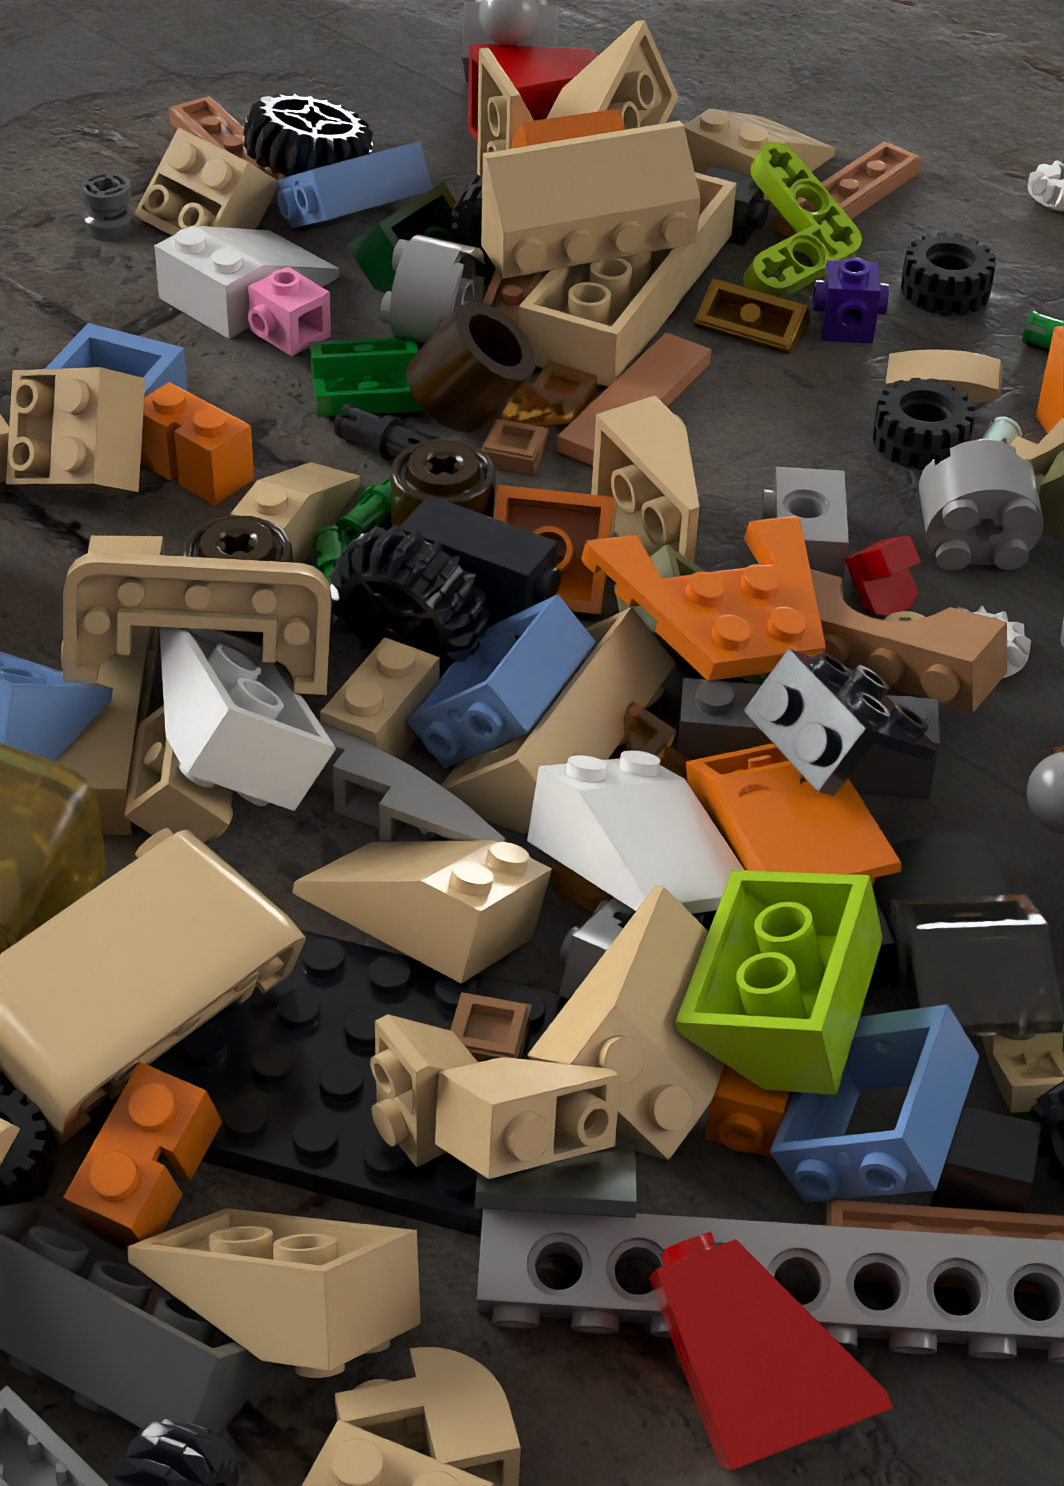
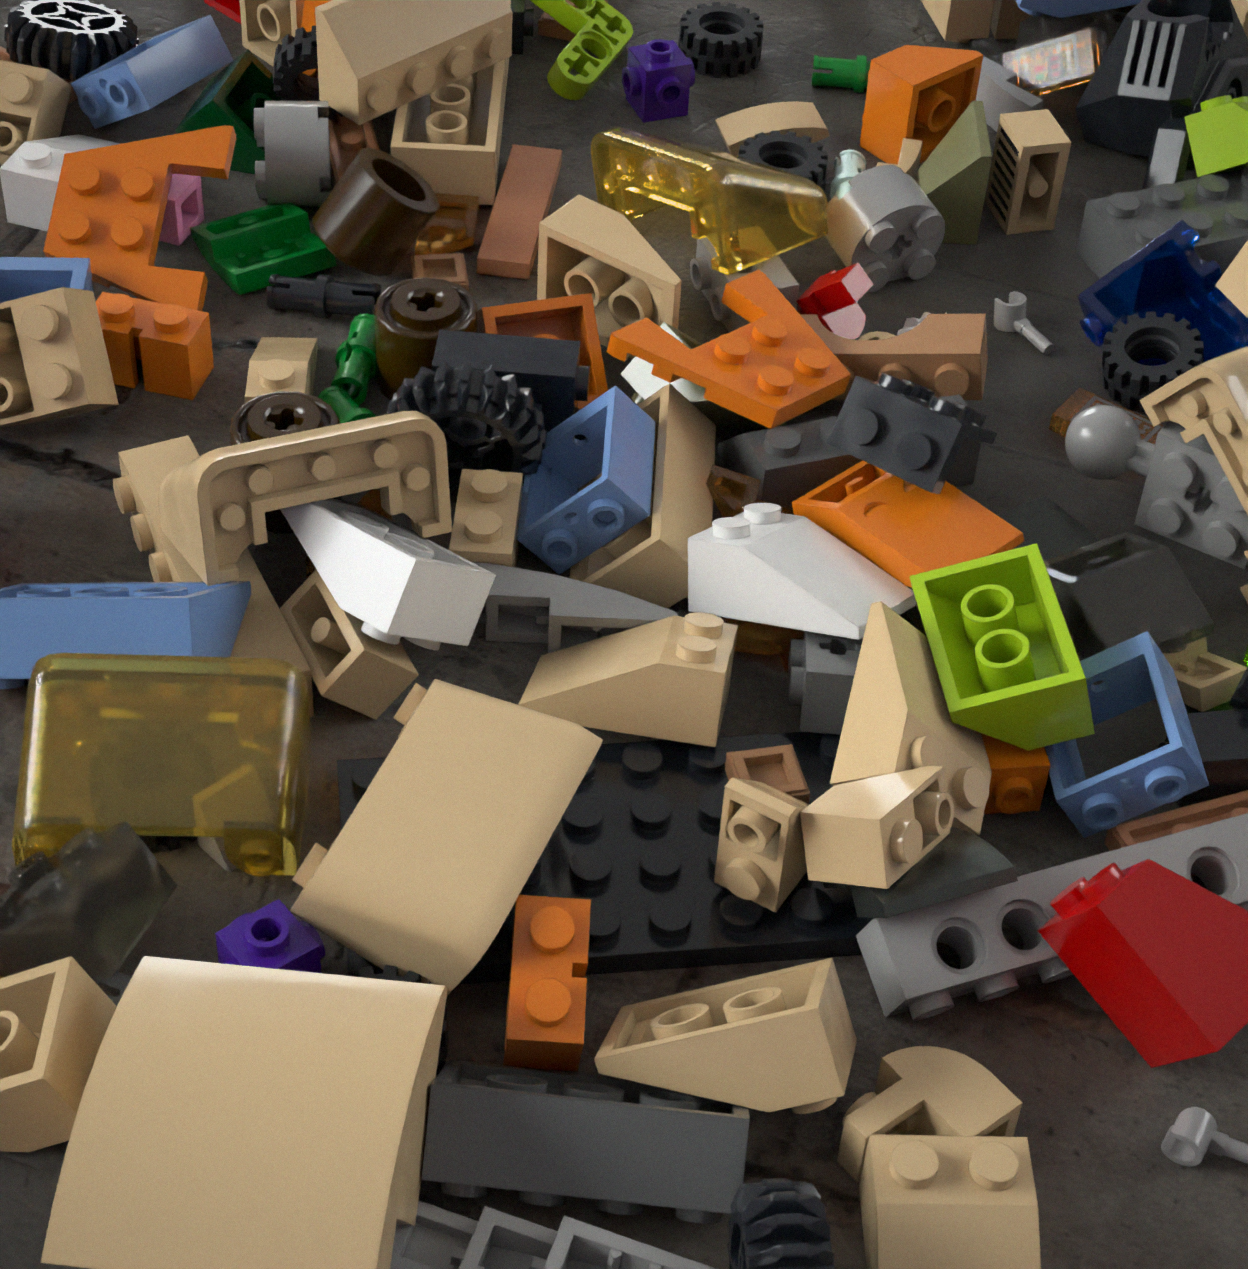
camera: 25 degrees left, 0 degrees up
(233, 304) = (115, 205): none -> orange wing
(753, 316) = (573, 112): pearl gold slope -> none
(811, 428) = (732, 201): none -> clear yellow windscreen

